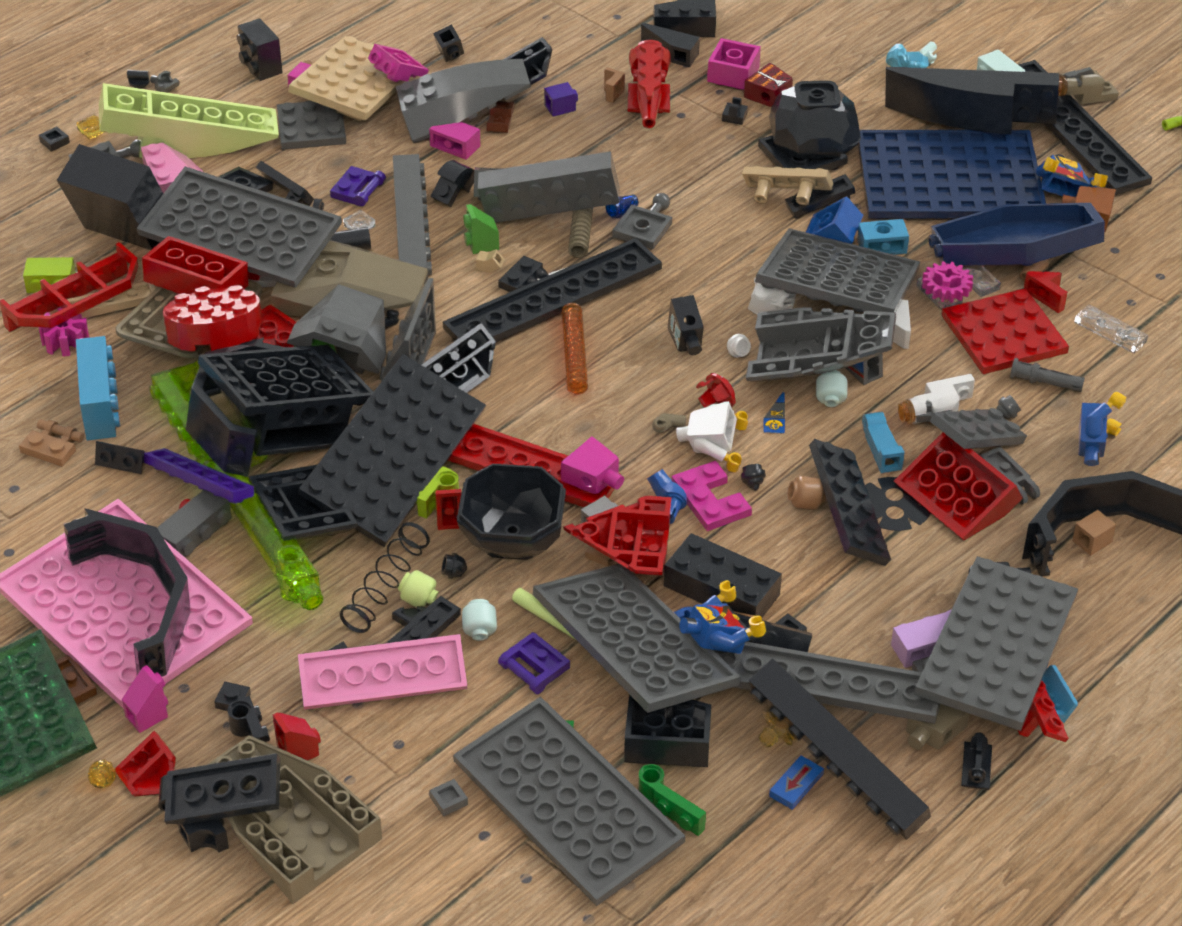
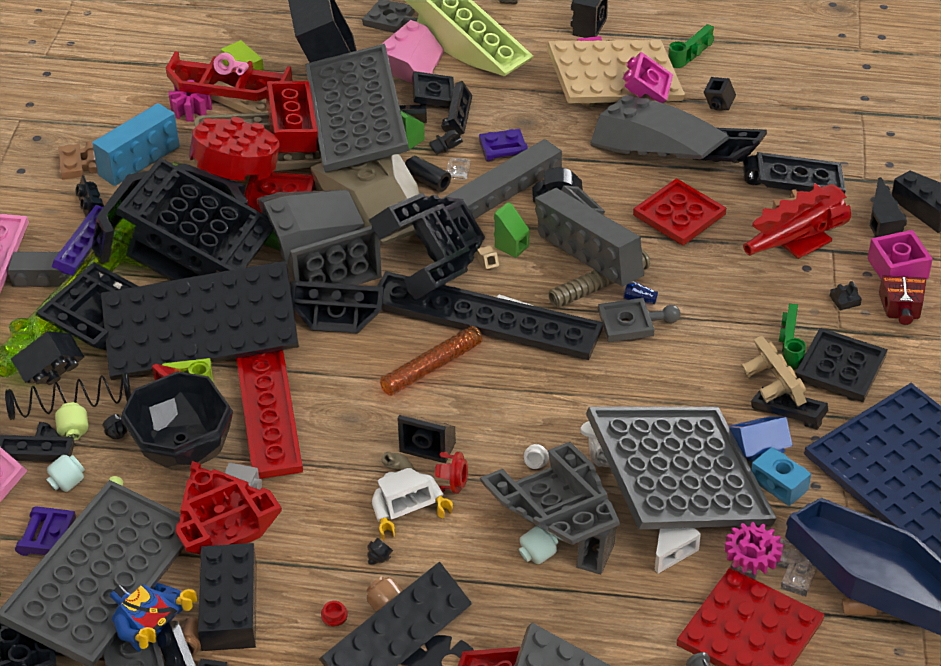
camera: 55 degrees right, 0 degrees up
(71, 274) = (240, 67): none -> bright pink plate
(309, 125) = (539, 86): dark grey plate -> none
(343, 559) = (48, 358): none -> black brick
(369, 28) = (682, 53): none -> green plate
(455, 139) = (614, 162): dark pink slope -> none
(462, 272) = (445, 230): none -> black wedge
(500, 117) = (678, 168): copper slope -> none
(522, 274) = (495, 285): black plate -> none
(552, 137) = (679, 211): none -> red plate
(560, 99) = (731, 188): dark purple brick -> none
(584, 60) = (782, 170): none -> black hinge
(592, 467) = (283, 442): dark pink torso -> none
(663, 390) = (425, 437): none -> black slope
(665, 487) = (306, 513): blue arm -> none
(688, 334) = (517, 408): black torso -> none
(703, 503) = (317, 546): dark pink plate -> none
(748, 156) = (793, 348): none -> green plate
(775, 418) = (474, 530): sticker -> none
(792, 531) = (334, 613): none -> red plate
(814, 121) = (873, 346): black rock -> none
(882, 442) = (503, 616): dark azure leg -> none
(938, 397) = (596, 628): white plate -> none
(1046, 289) = (841, 628): red slope -> none

